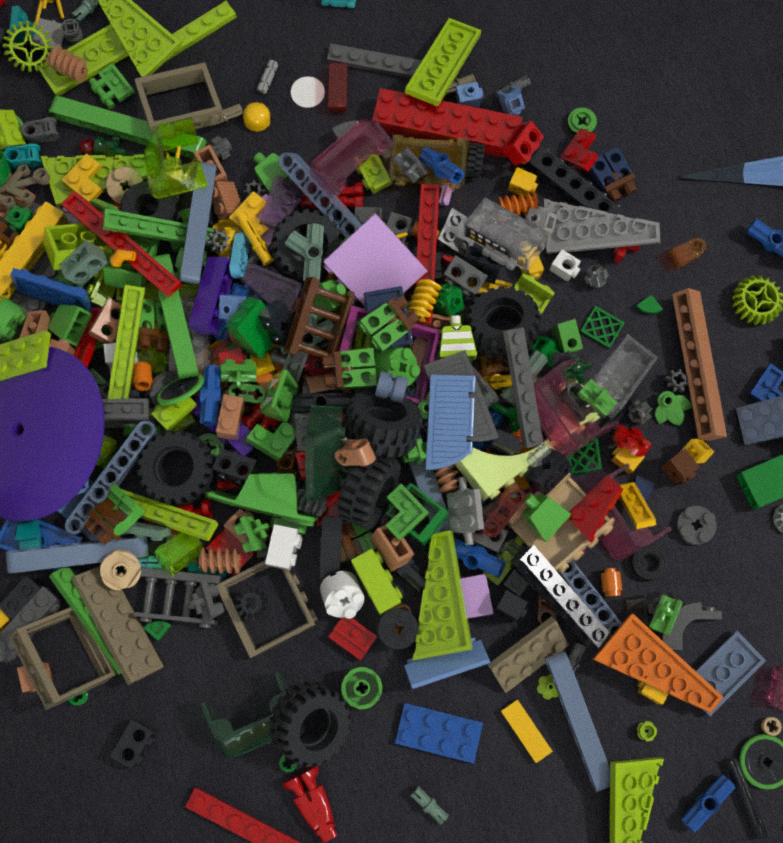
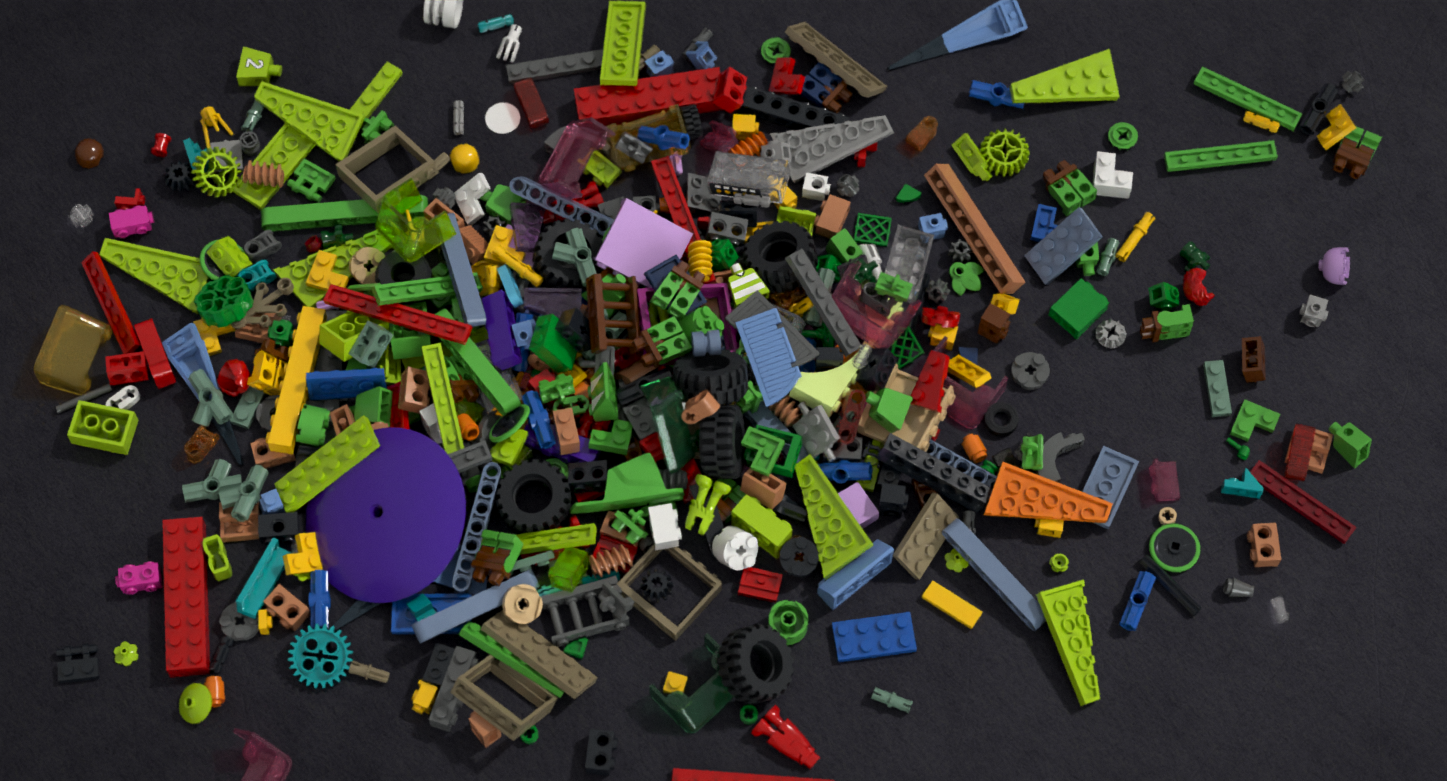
camera: 20 degrees left, 10 degrees down
(121, 255) = (404, 323): light orange arm -> none
(189, 57) = (374, 126): none -> bright green hips
(220, 235) = (489, 274): dark grey gear -> none
(233, 702) = (675, 682): none -> yellow plate
(241, 157) = (468, 197): none -> white plate
(318, 545) = (697, 508): none -> lime piece
(343, 25) = (510, 43): none -> white arm
(495, 186) = (720, 139): none -> clear pink bracket
(569, 301) = (832, 216): none -> nougat brick
(591, 352) = (872, 254): none -> white arm
(617, 608) = (989, 466): none -> green bush
(634, 150) = (835, 59): none -> dark tan plate
(661, 346) = (933, 225): none -> medium blue brick
(725, 292) = (972, 157): none -> lime hinge

